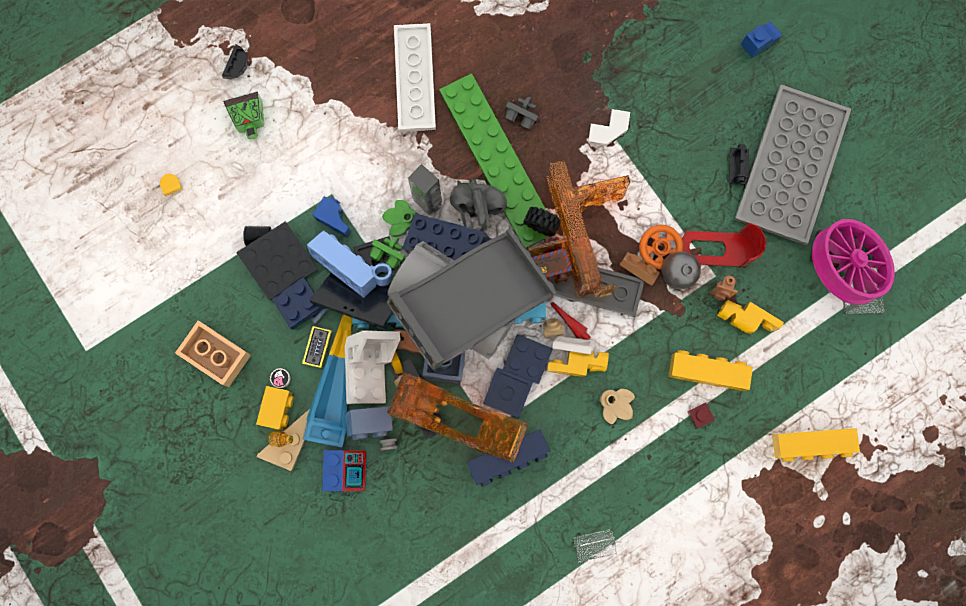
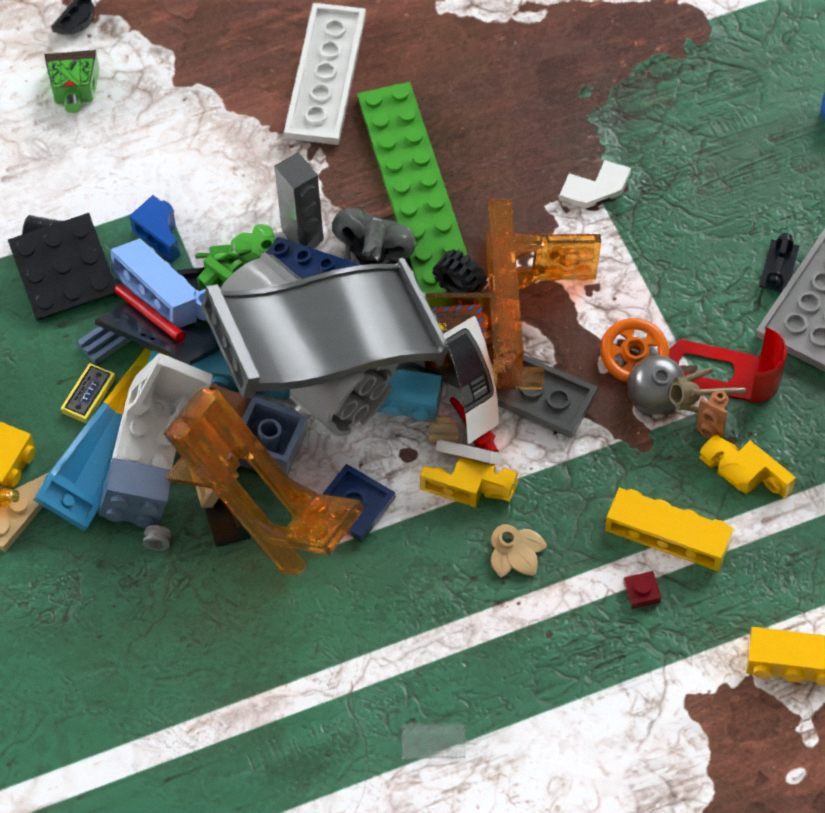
camera: 15 degrees right, 20 degrees down
(280, 378) = (24, 420): tile -> none
(295, 303) = (74, 329): dark blue plate -> none
(344, 286) = (150, 313): none -> red bar
(344, 470) = (80, 559): slope -> none
(380, 230) = (222, 253): none -> bright green plate
(488, 466) = (331, 582): dark blue brick -> none
(528, 359) = (397, 463): dark blue plate -> none
(529, 118) = (479, 149): dark grey hips -> none
(571, 299) = (474, 376): none -> sticker
(639, 268) = (601, 377): medium nougat plate -> none
(706, 277) = (685, 393): none -> dark tan plant

